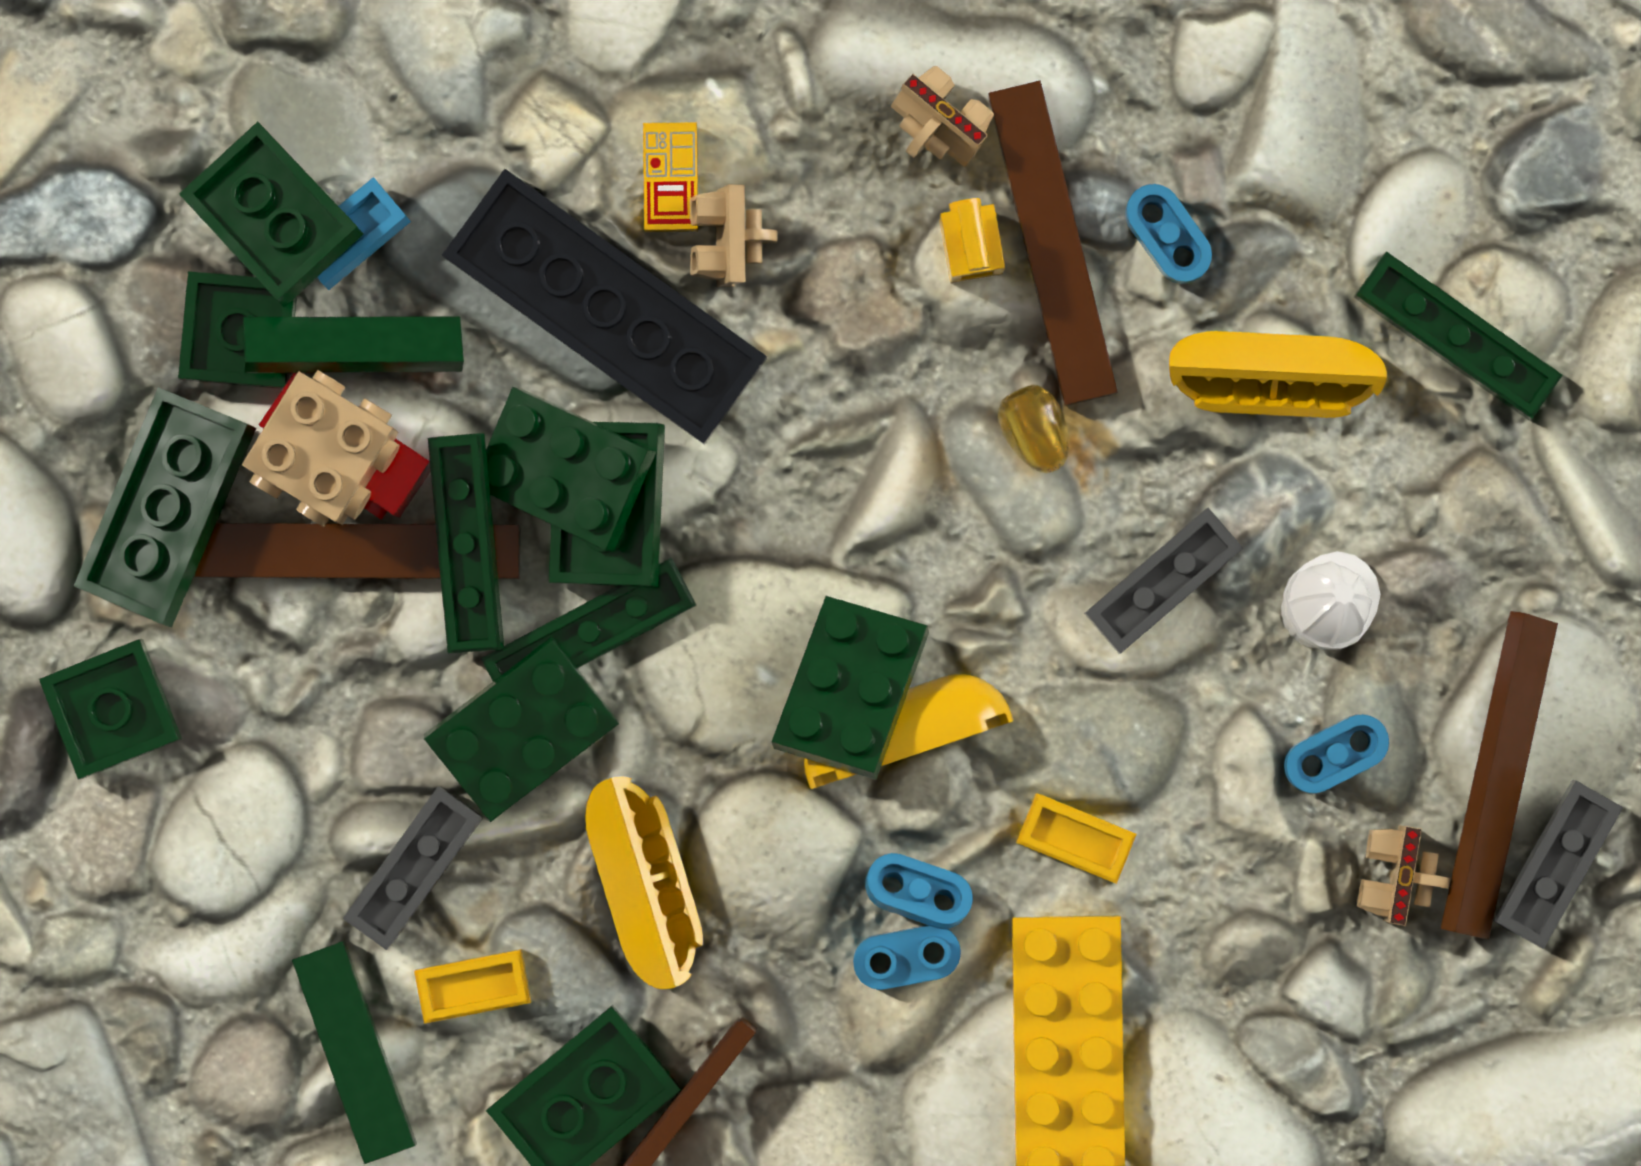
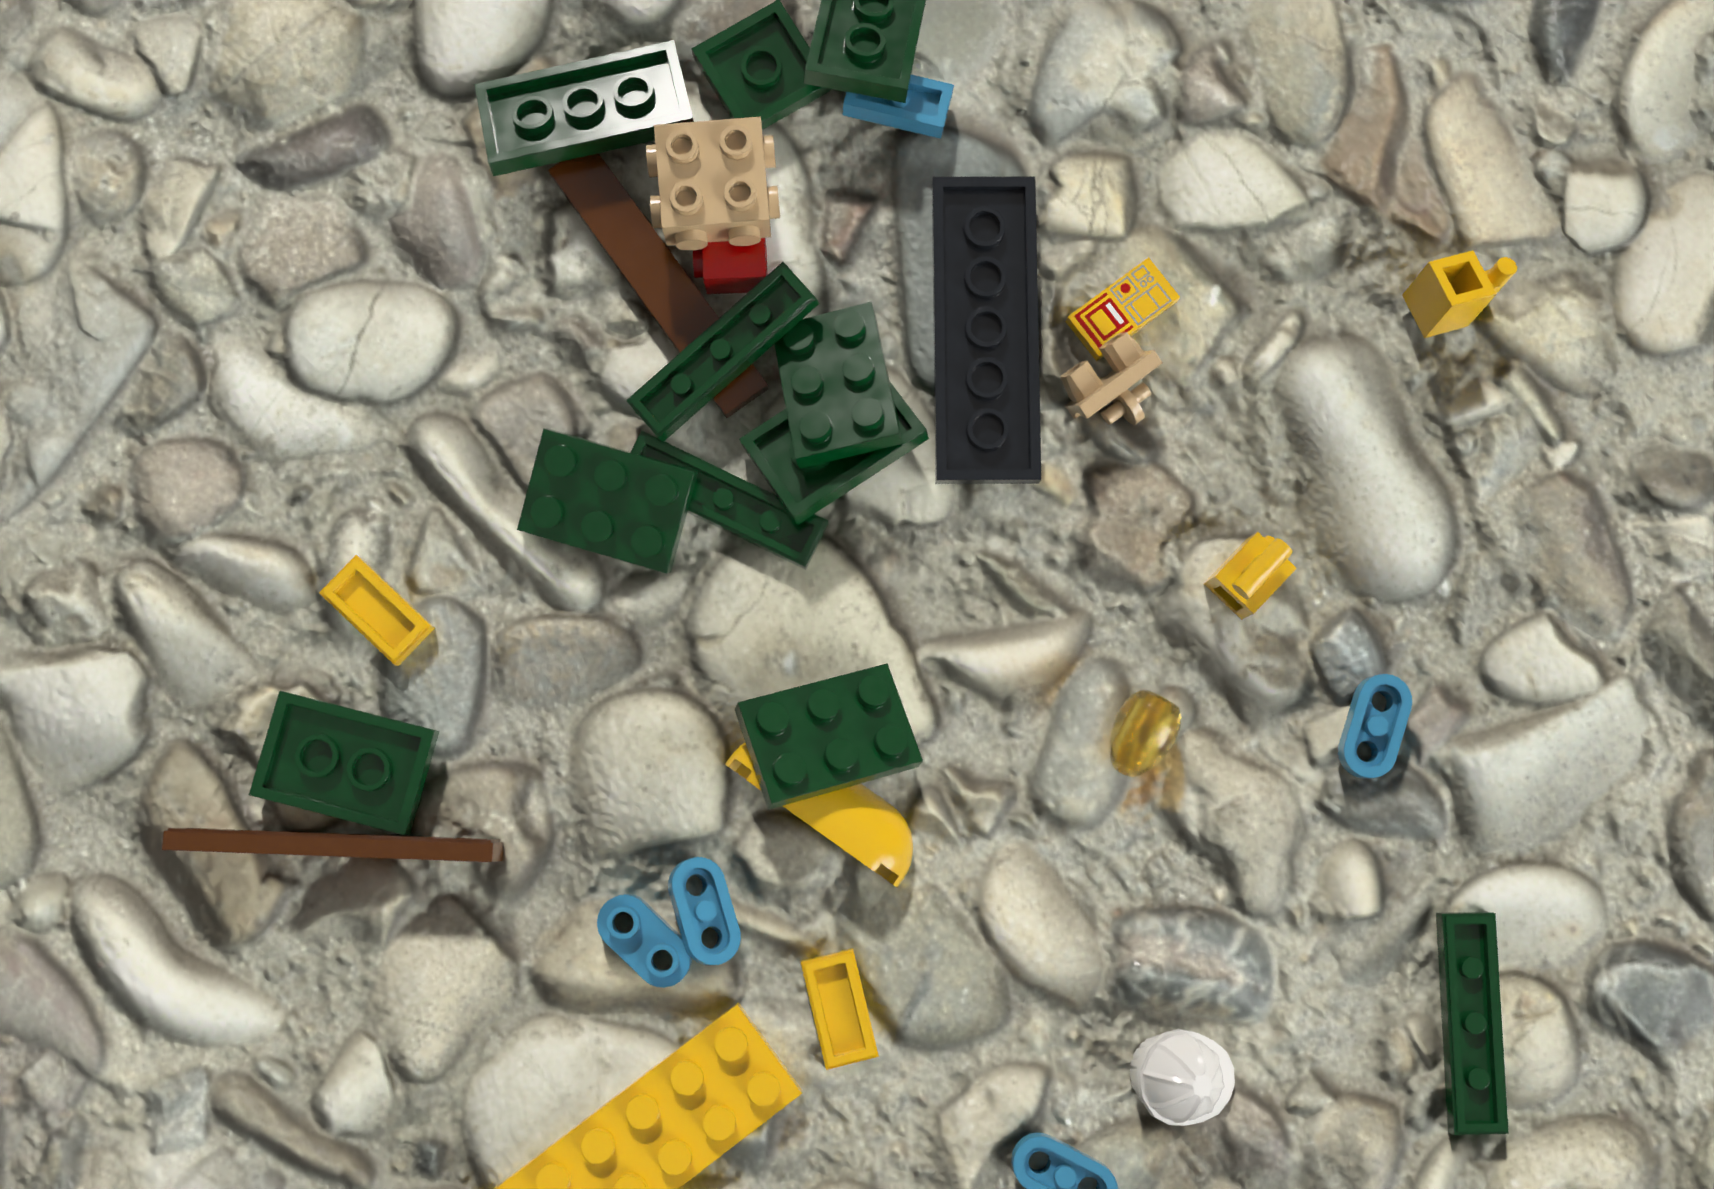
camera: 45 degrees right, 5 degrees down
(110, 709) = (398, 178): dark green plate -> none
(352, 344) = (813, 156): dark green tile -> none
(354, 1052) = (258, 556): dark green tile -> none
(413, 867) = (437, 495): dark grey plate -> none
(643, 881) = (554, 685): yellow brick -> none
(936, 122) = (1323, 480): tan hips -> none
(1052, 243) = (1295, 641): reddish brown tile -> none
(1163, 580) = (1099, 927): dark grey plate -> none
(1275, 373) = (1332, 896): yellow brick -> none

